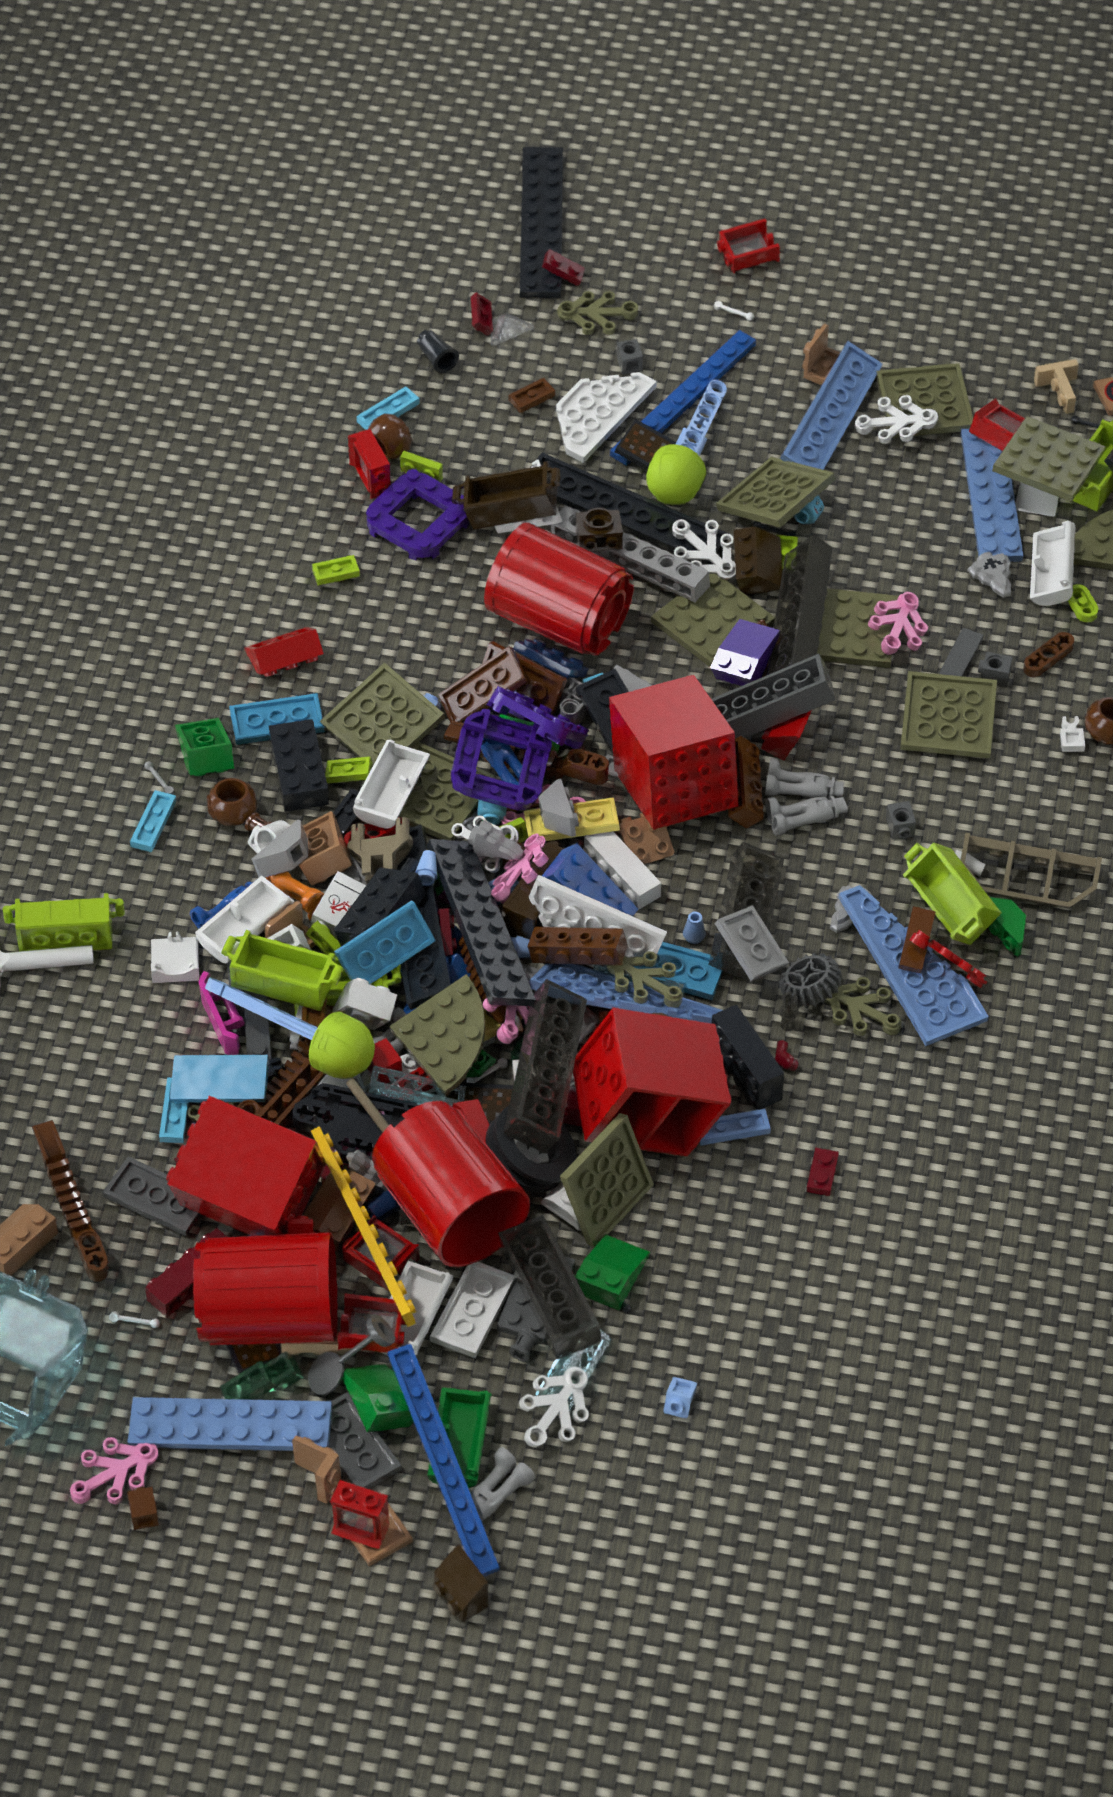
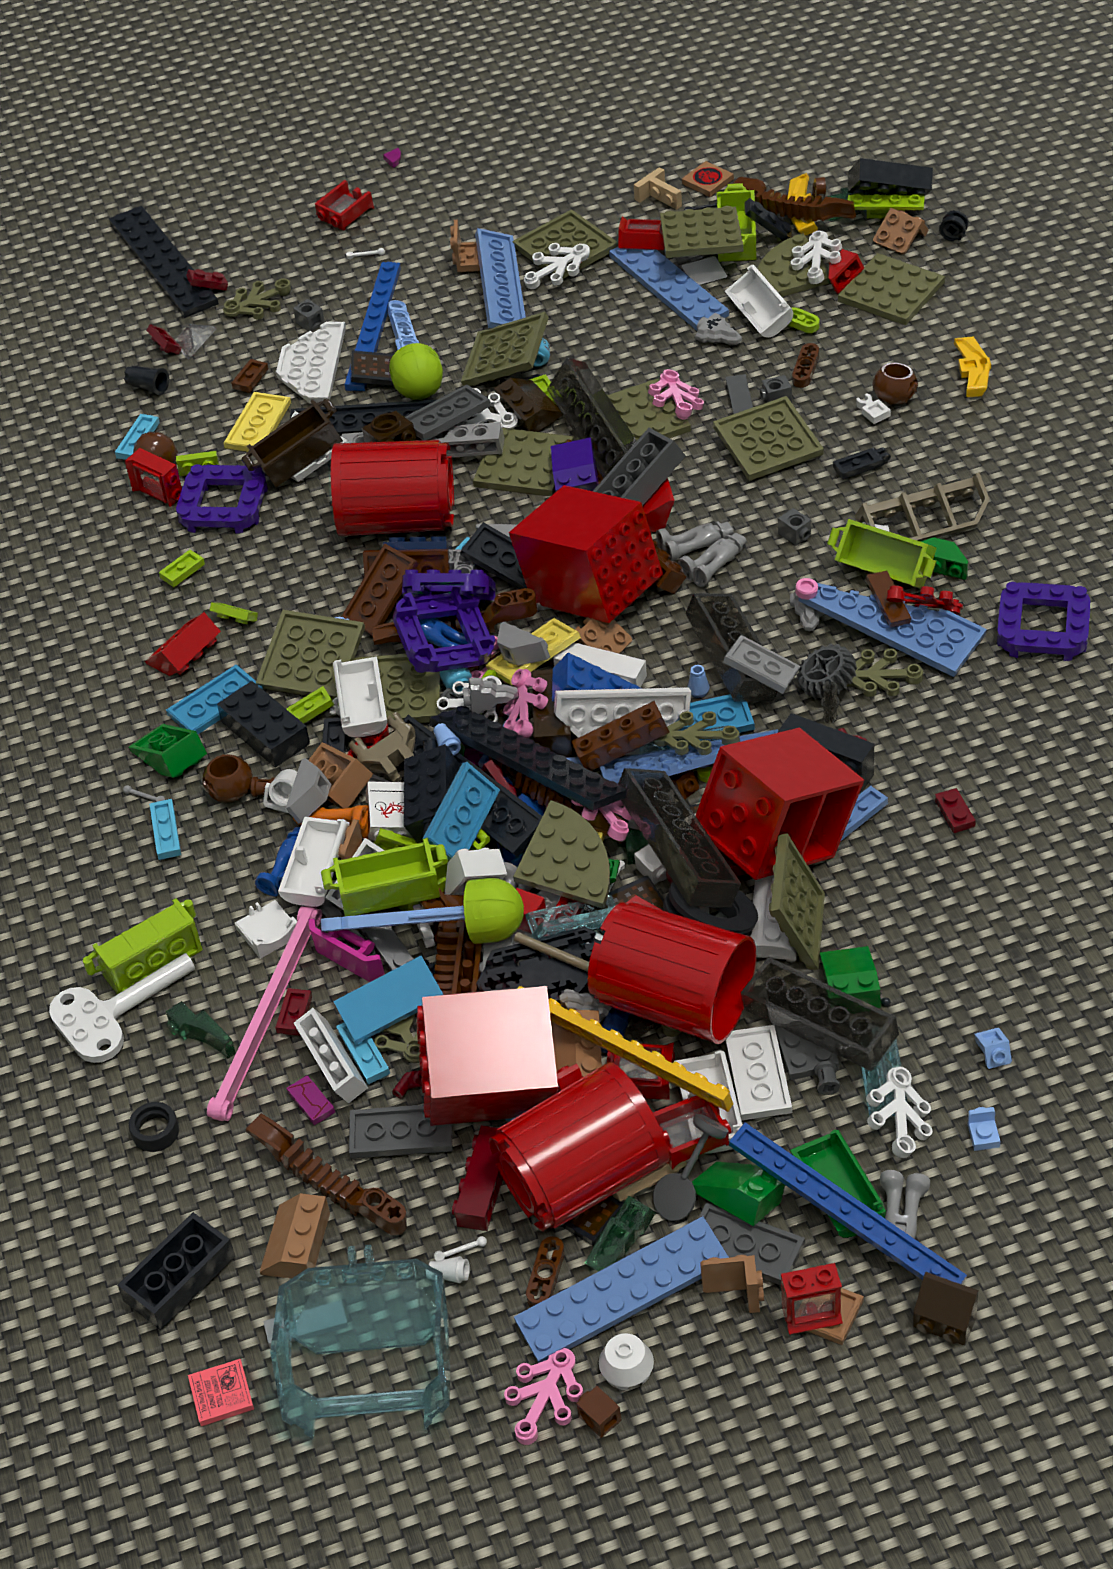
camera: 25 degrees left, 5 degrees down
(33, 1095) = (222, 1106): none -> bright pink piece
(59, 1016) = (199, 1027): none -> clear green slope
(106, 1130) = (310, 1100): none -> magenta tile
(115, 1333) = (453, 1269): none -> white cone
(143, 1100) = (330, 1055): none -> white brick
(144, 1045) = (294, 1006): none -> dark red plate
(187, 1366) = (542, 1261): none -> reddish brown beam
(192, 1482) = (626, 1361): none -> white cone
(349, 639) = (225, 611): none -> lime plate
(506, 448) = (257, 420): none -> light yellow tile
(615, 1459) = (983, 1128): none -> light blue bracket
(666, 534) = (447, 412): none -> dark grey plate
(838, 211) = (393, 157): none -> magenta tile
(849, 890) = (806, 588): none -> bright pink tile
(1015, 786) = (861, 462): none -> black hinge
(1043, 999) = (1066, 643): none -> dark purple plate

